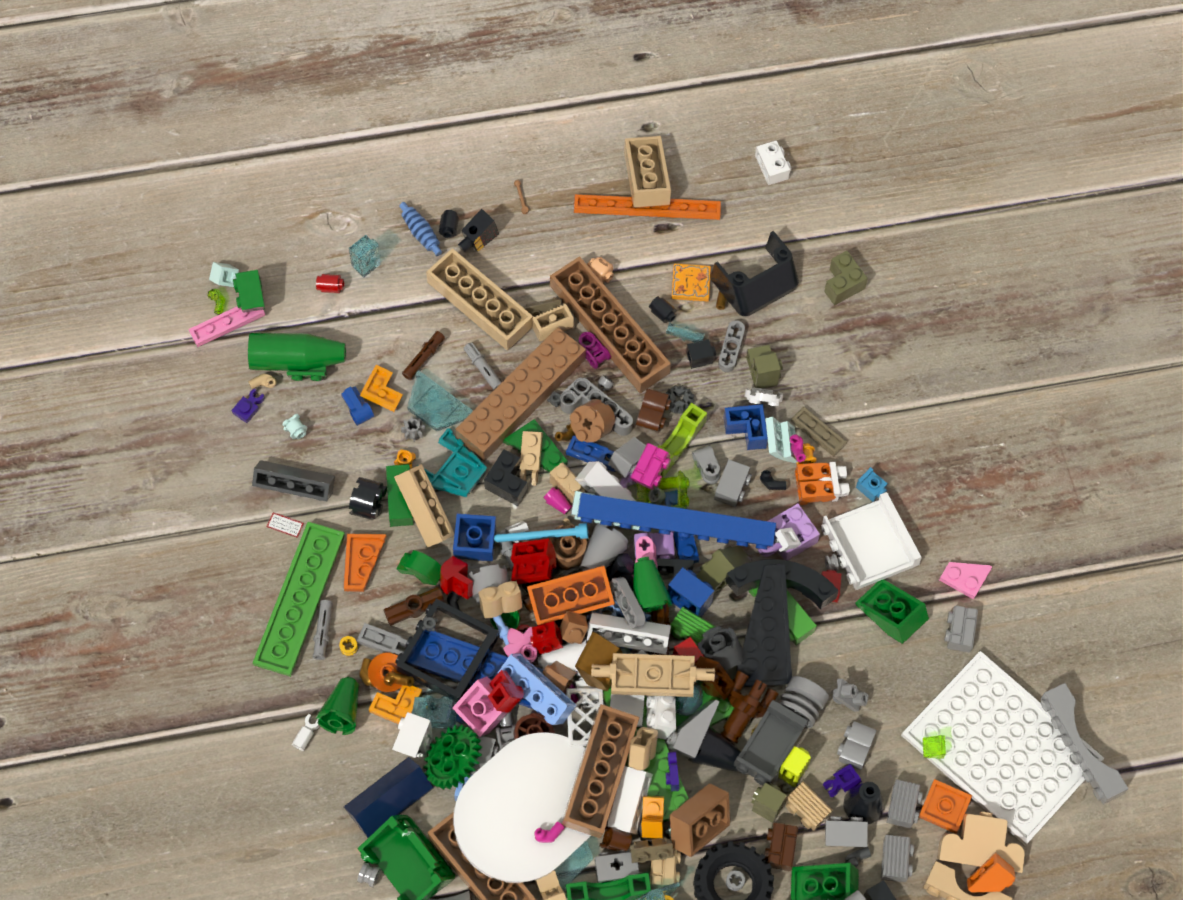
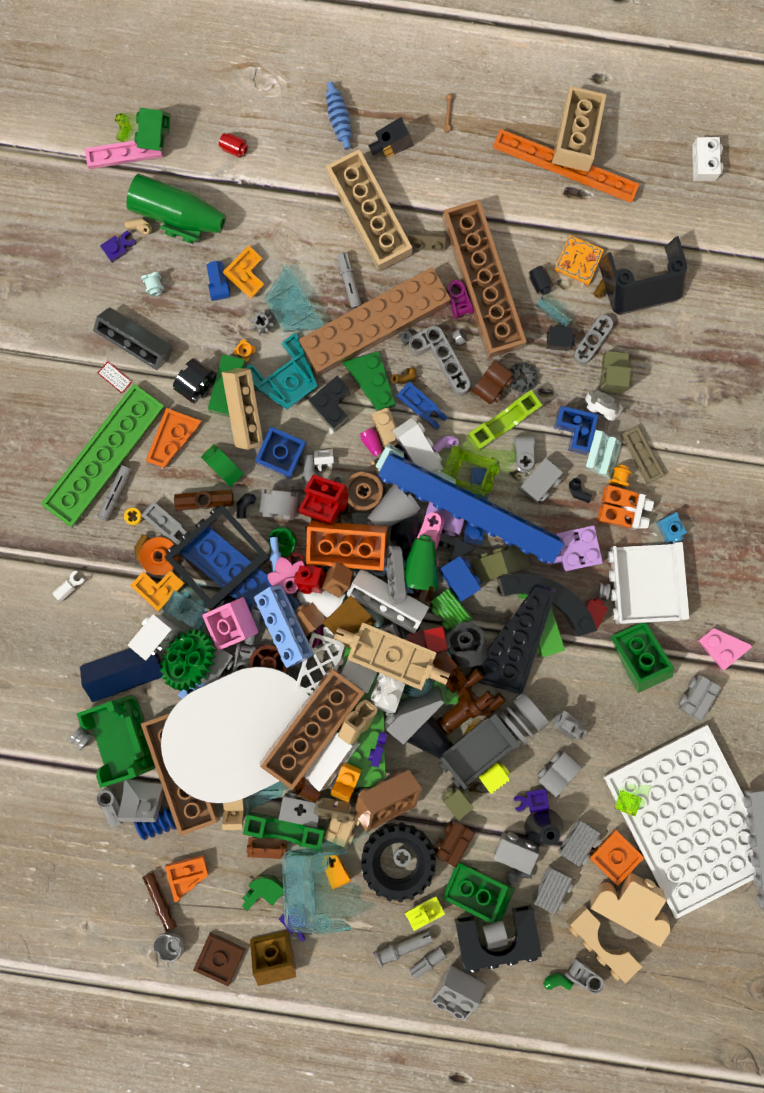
camera: 20 degrees right, 20 degrees up
(223, 274) = (135, 99): light aqua panel -> none
(340, 708) = (106, 574): green cone -> none
(365, 255) = (274, 127): clear light blue brick -> none
(392, 677) = (166, 567): pearl gold arm -> none
(429, 348) = (298, 249): reddish brown pin -> none
(429, 624) = (207, 529): dark grey piece -> none
(448, 224) = (367, 119): black brick -> none
(455, 578) = (247, 485): red brick -> none
(500, 599) = (280, 527): tan brick -> none
(505, 692) = (252, 625): red brick -> none
(531, 455) = (361, 389): tan hinge -> none
(547, 322) = (430, 257): tan brick -> none
(548, 836) = (244, 768): dark pink arm -> none
(579, 531) = (376, 485): medium azure piece -> none
(592, 421) = (431, 375): medium nougat brick -> none
(601, 269) = (496, 218): light nougat head -> none
(627, 456) = (453, 423): light grey brick -> none
(651, 466) = (467, 443): dark pink brick -> none
(654, 498) = (462, 469): light grey hinge -> none
(787, 539) = (569, 561): white tile -> none
(797, 447) = (614, 469): dark pink arm -> none
(808, 806) = (492, 814): tan brick -> none
(848, 278) = (733, 307): olive brick -> none
(992, 876) = (631, 942): orange slope -> none

